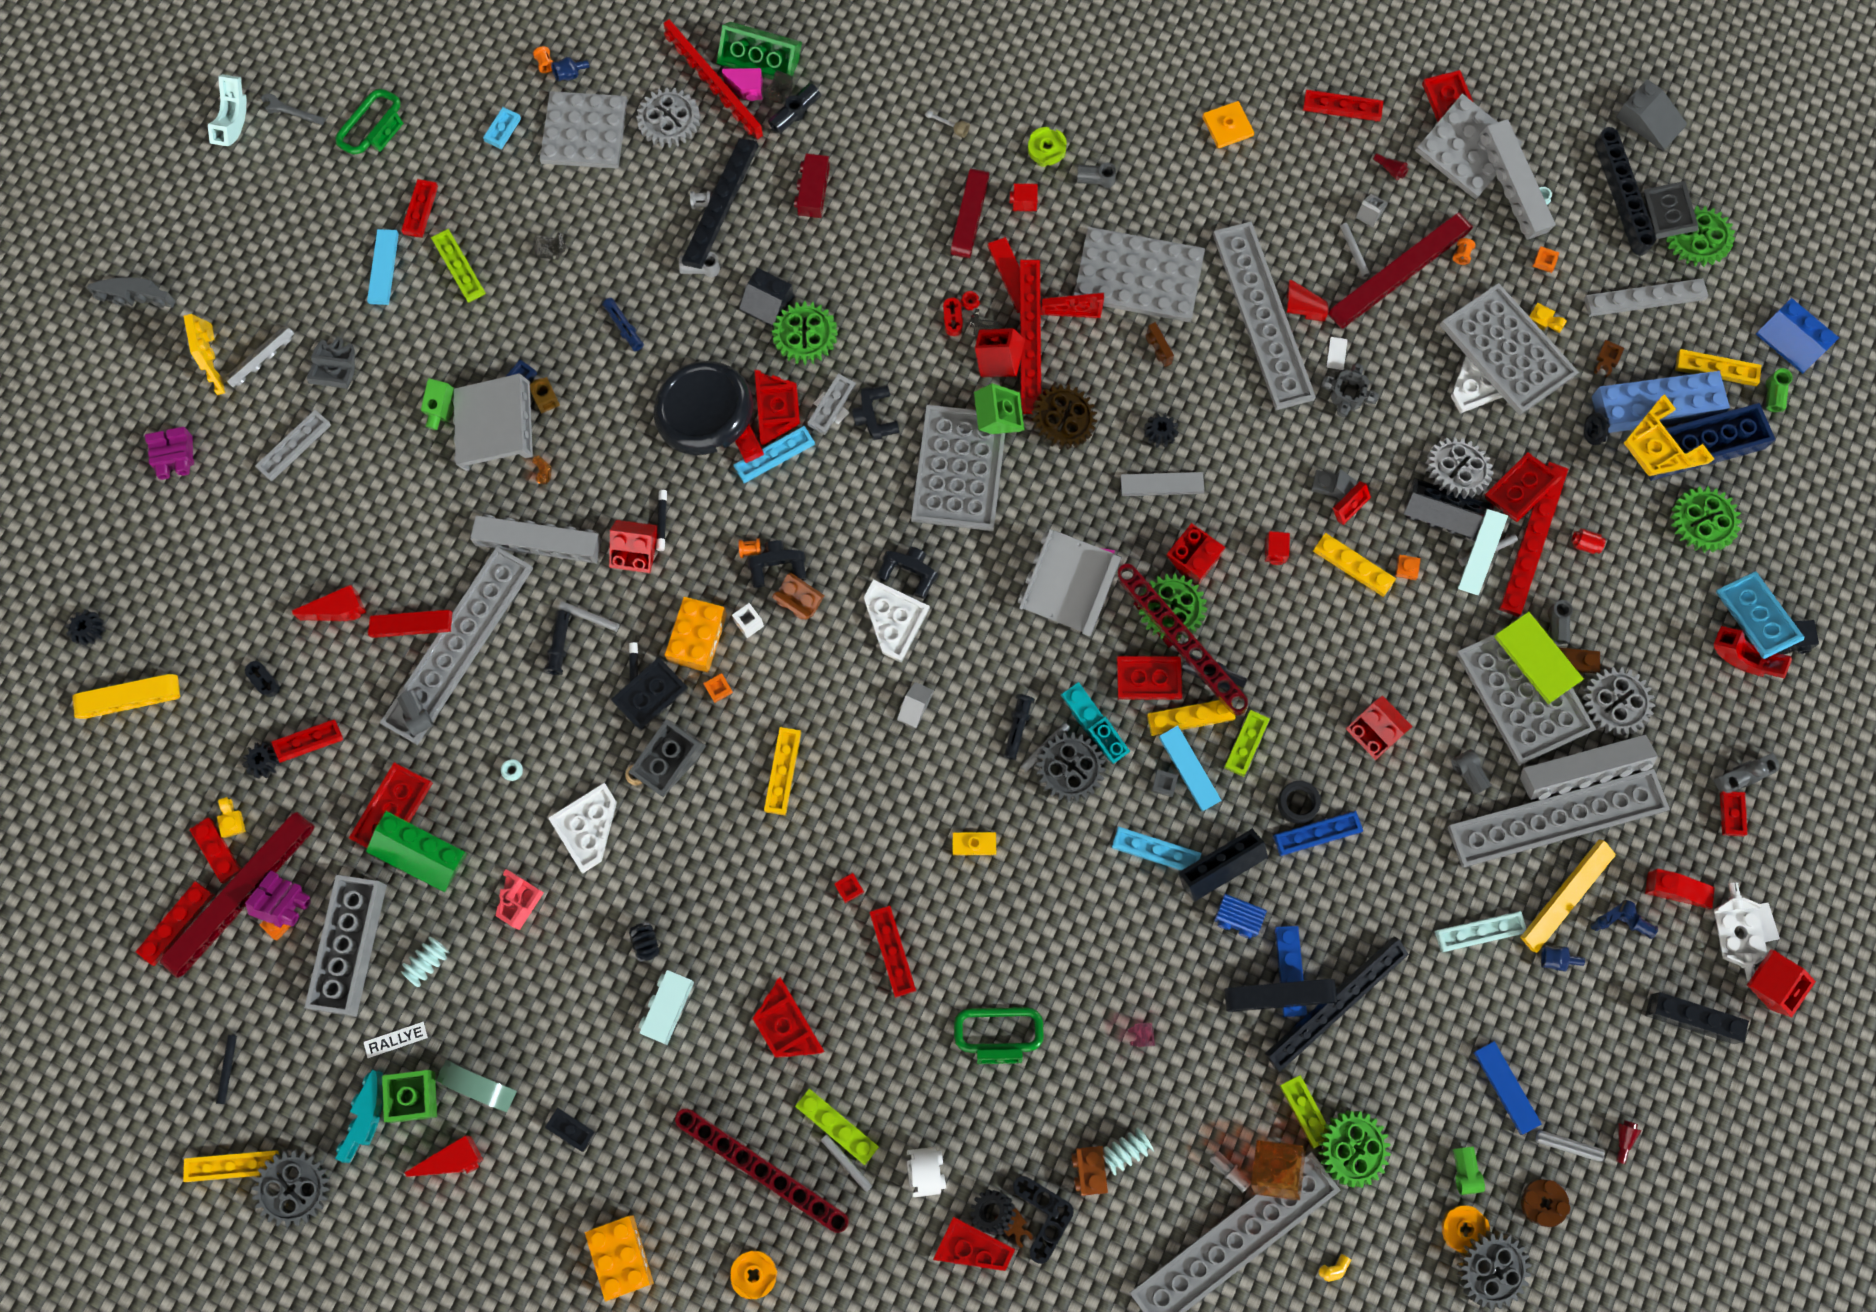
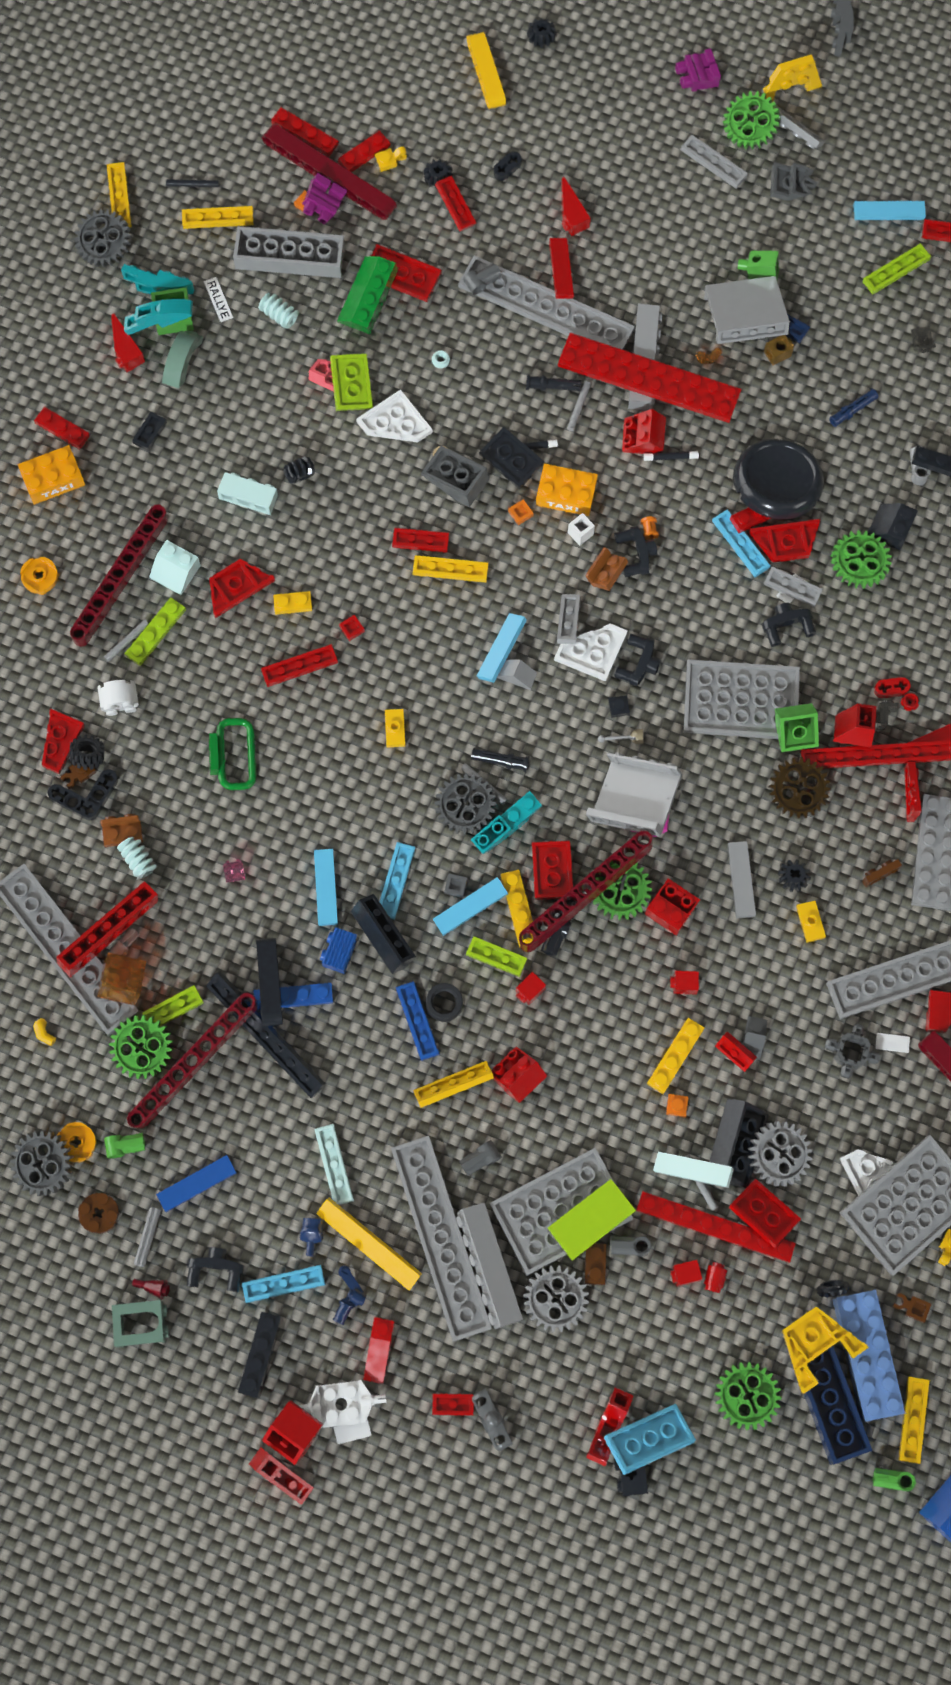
camera: 85 degrees right, 0 degrees up
(230, 406) = (742, 108): none -> bright green gear
(281, 1037) = (217, 217): none -> yellow plate
(418, 1110) = (158, 312): none -> teal slope
(533, 875) = (351, 382): none -> lime plate
(552, 1245) = (62, 428): none -> red plate
(567, 533) = (649, 377): none -> red plate
(743, 803) = (420, 540): none -> red plate
(757, 1101) = (174, 567): none -> light aqua slope
(811, 957) = (292, 602): none -> yellow plate
(856, 641) = (568, 619): none -> light grey plate
(884, 718) = (501, 647): none -> medium azure tile
(959, 596) = (618, 706): none -> black plate
(997, 579) = (636, 737): none -> hinge
(1163, 930) = (325, 887): none -> medium azure tile
(1209, 419) = (810, 921): none -> yellow plate
(1219, 1186) = (107, 929): none -> red brick
(1284, 709) = (530, 988): none -> red brick
(1383, 1092) = (183, 1064): none -> dark red beam
(1391, 796) = (453, 1084): none -> yellow plate
(1585, 569) = (686, 1273): none -> red brick
(1596, 1067) = (215, 1260): none -> black connector
(1614, 992) = (283, 1283): none -> medium azure tile
(1653, 1142) = (158, 1335): none -> sand green panel
(1821, 1001) = (281, 1476): none -> red slope

